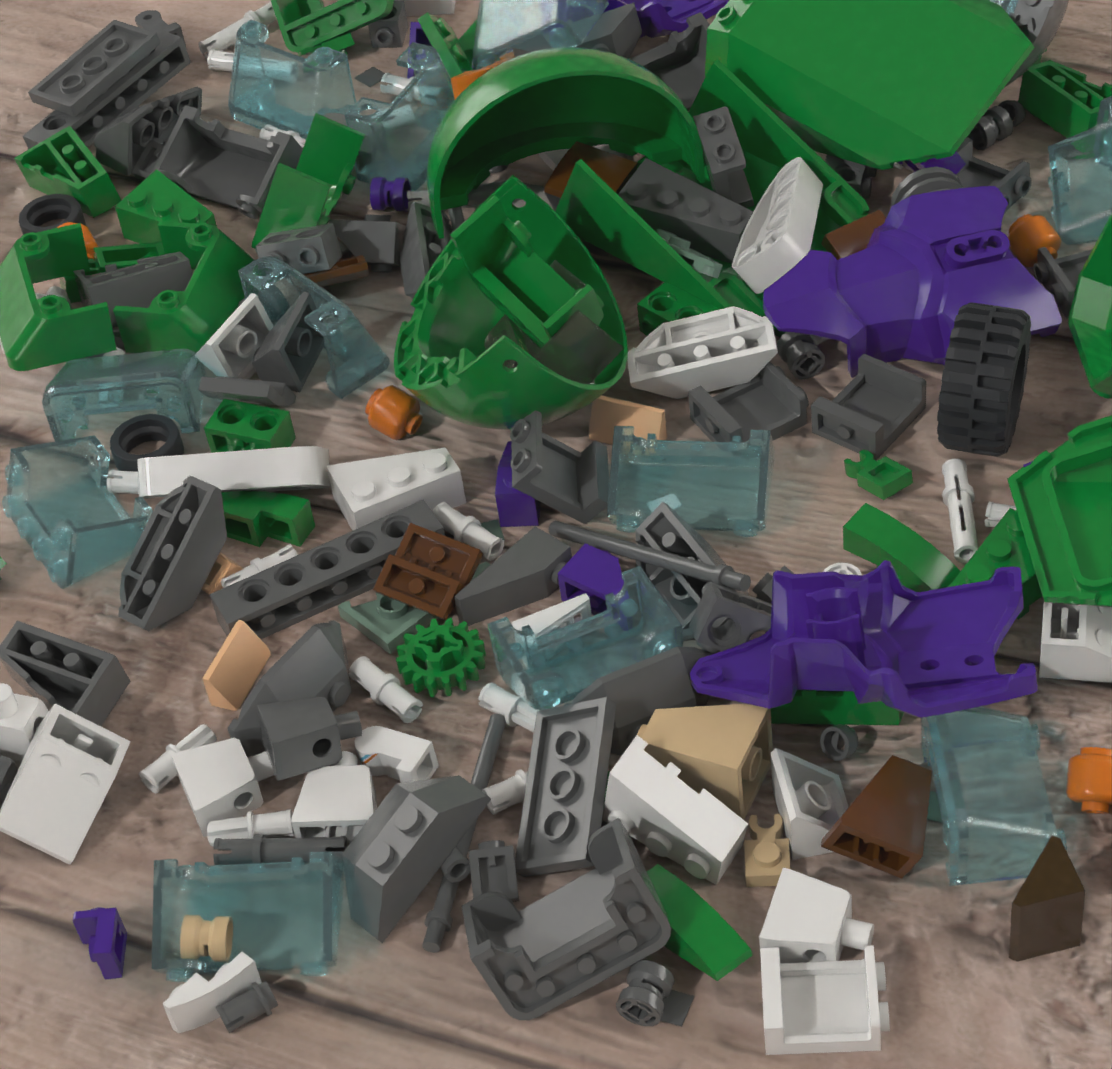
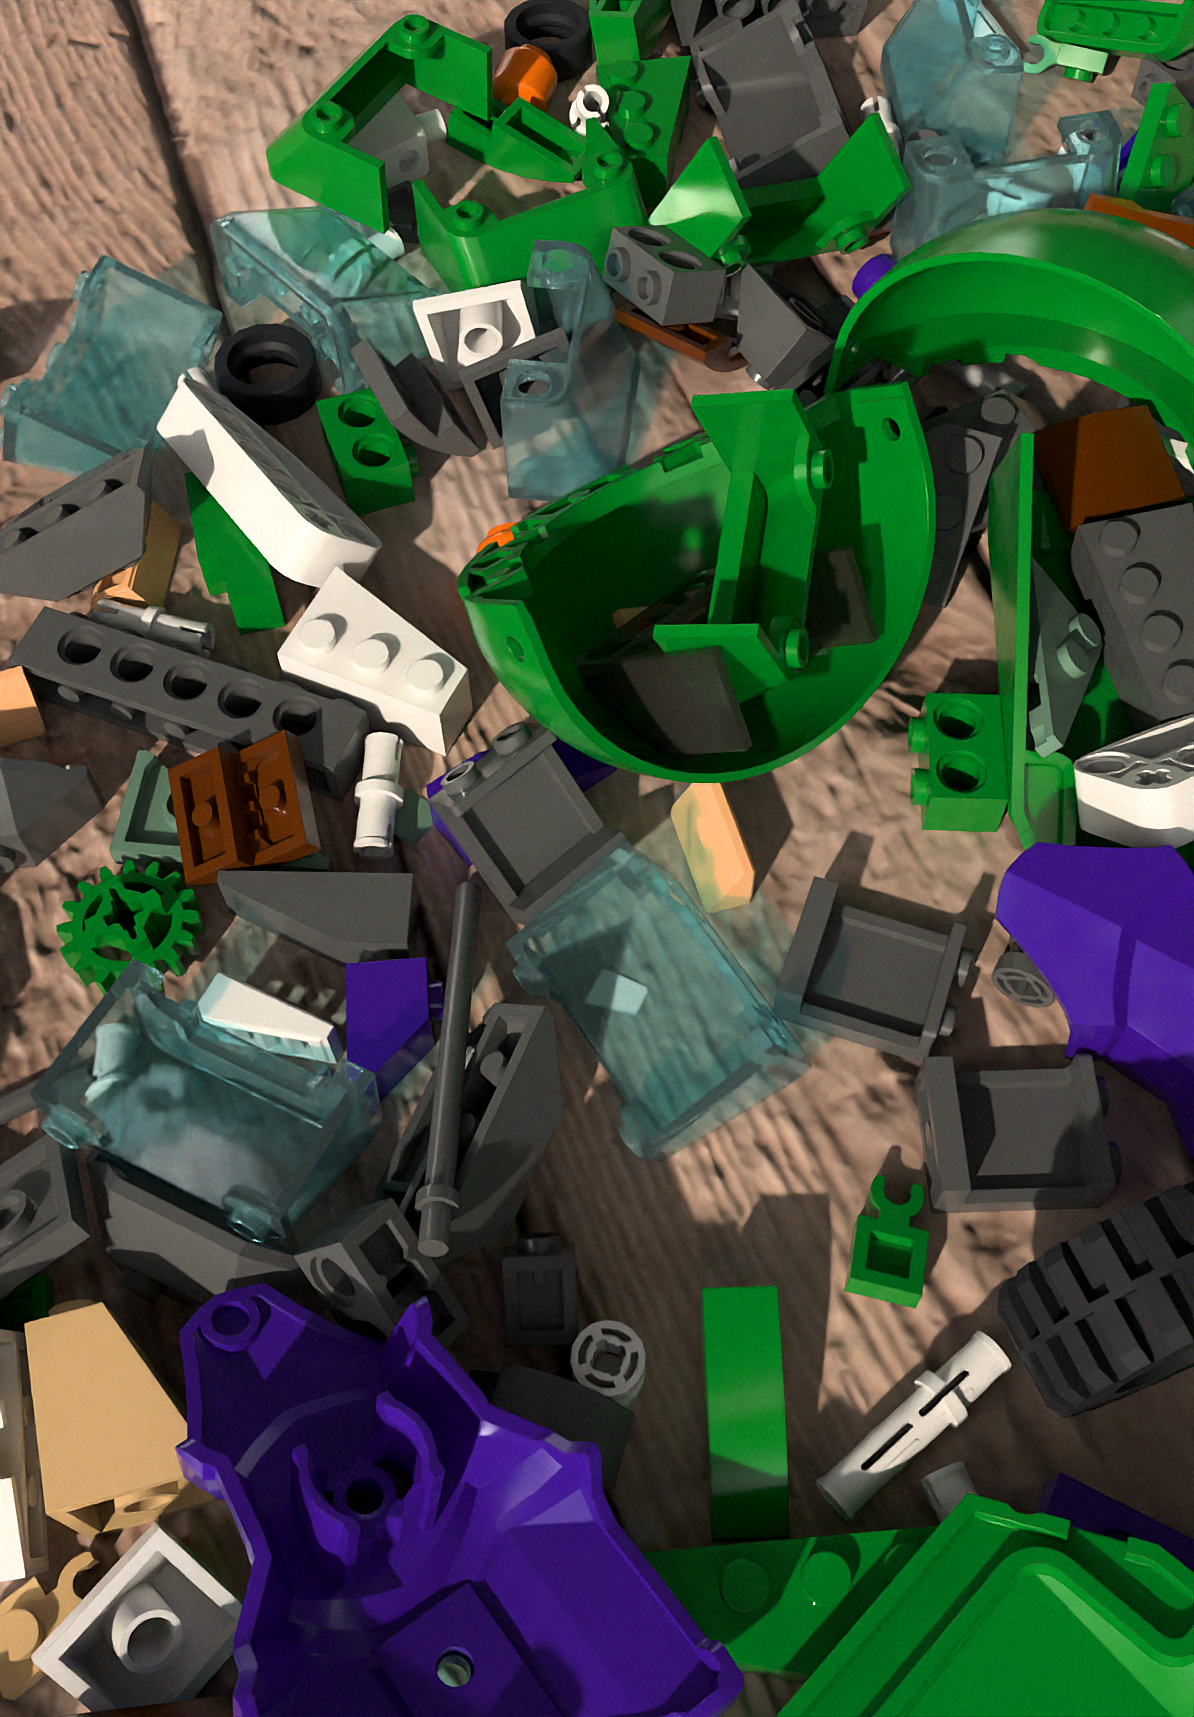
camera: 45 degrees right, 15 degrees up
(134, 284) = (470, 163): dark grey wedge -> none
(142, 228) = (586, 107): none -> white pin
(385, 689) = (40, 905): white pin -> none
(703, 351) = (900, 836): white wedge -> none

